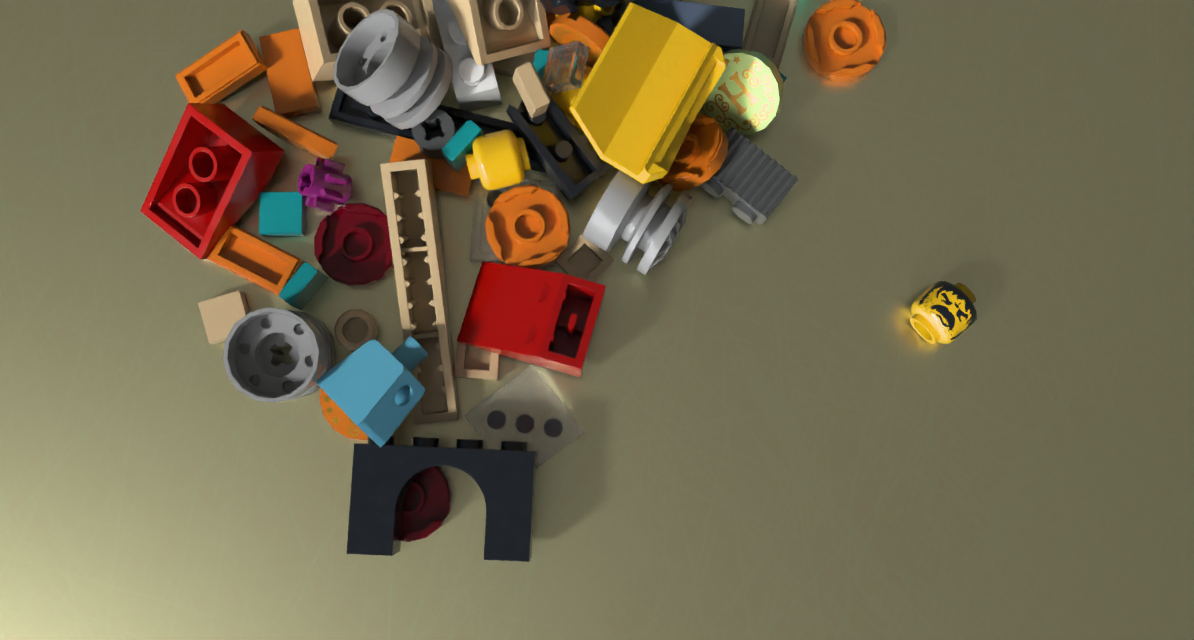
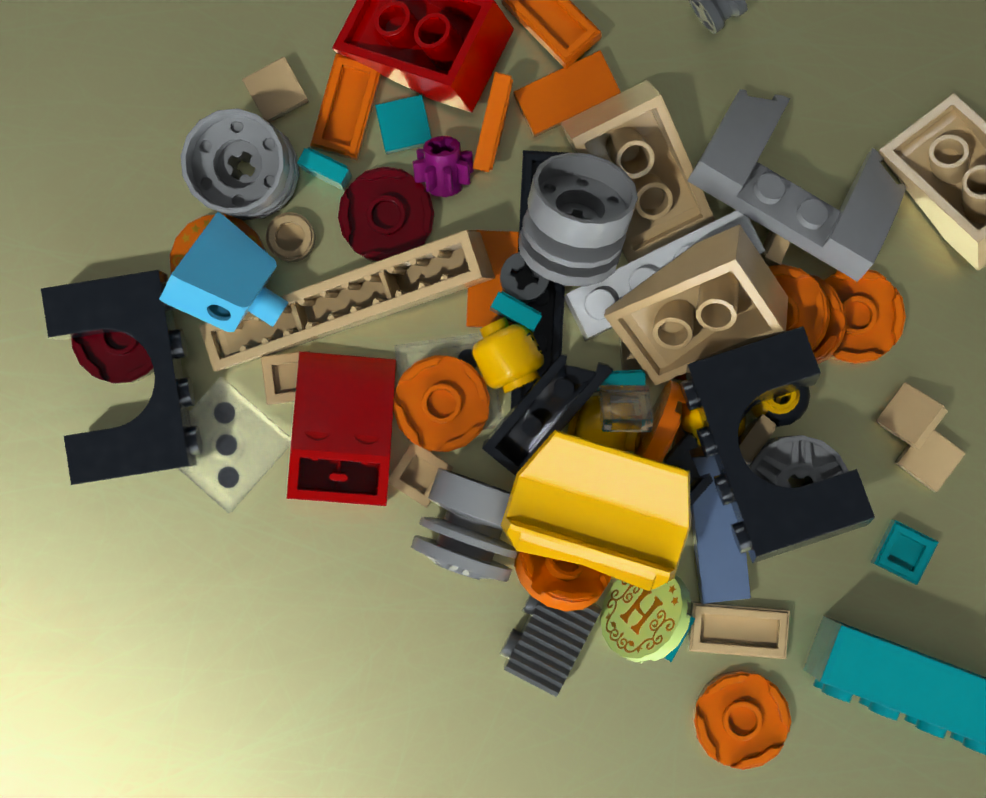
camera: 85 degrees right, 5 degrees up
(531, 89) = (582, 379): tan tile -> none

